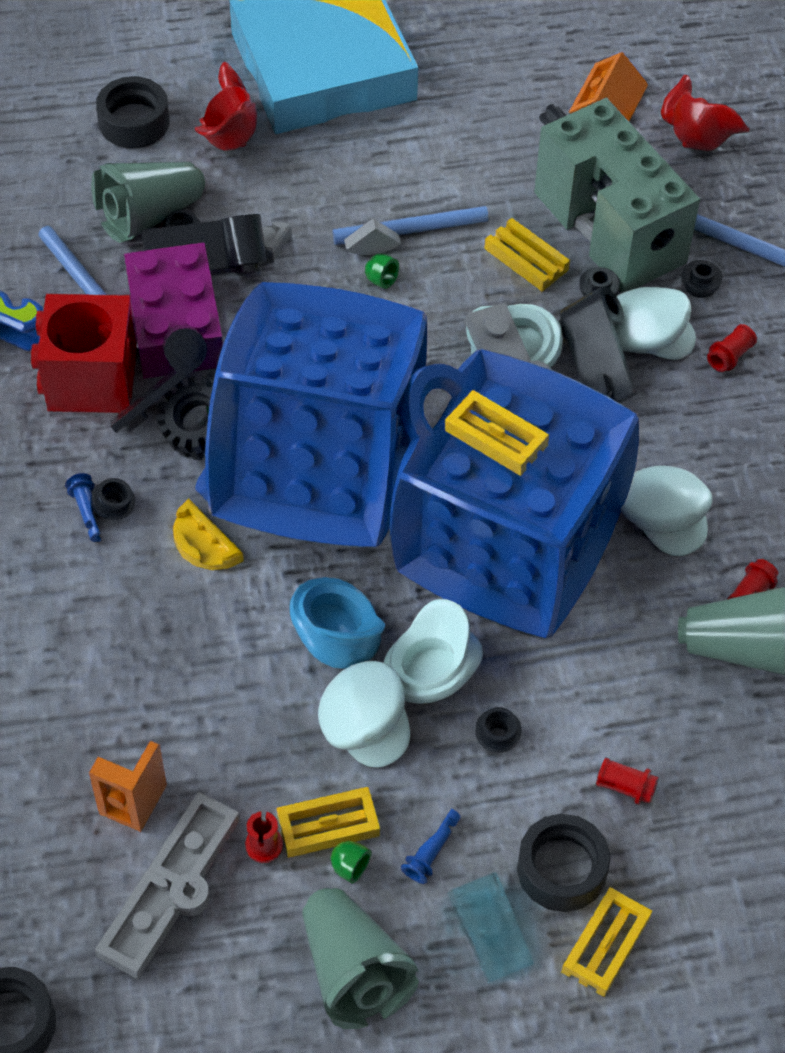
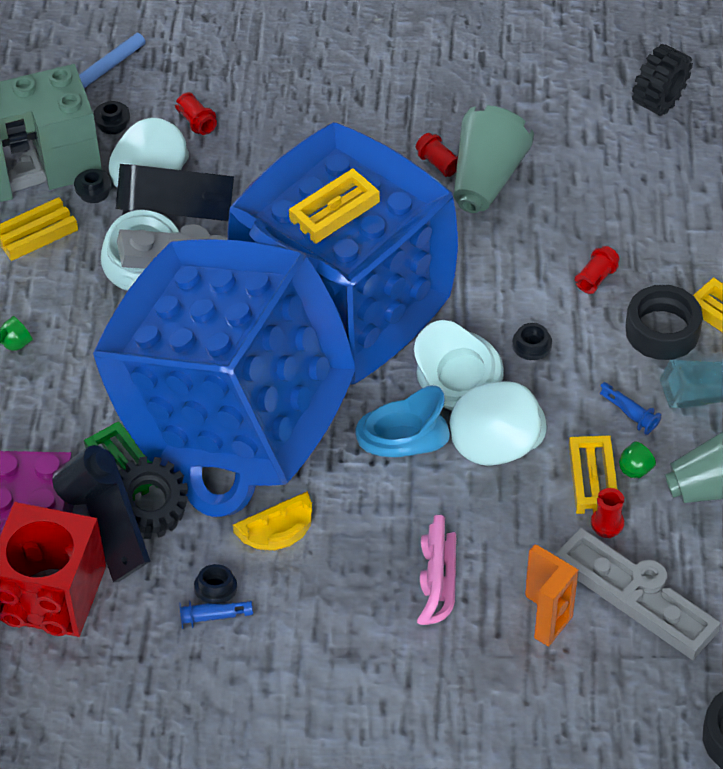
camera: 75 degrees left, 5 degrees down
(154, 684) = (433, 580): none -> bright pink piece

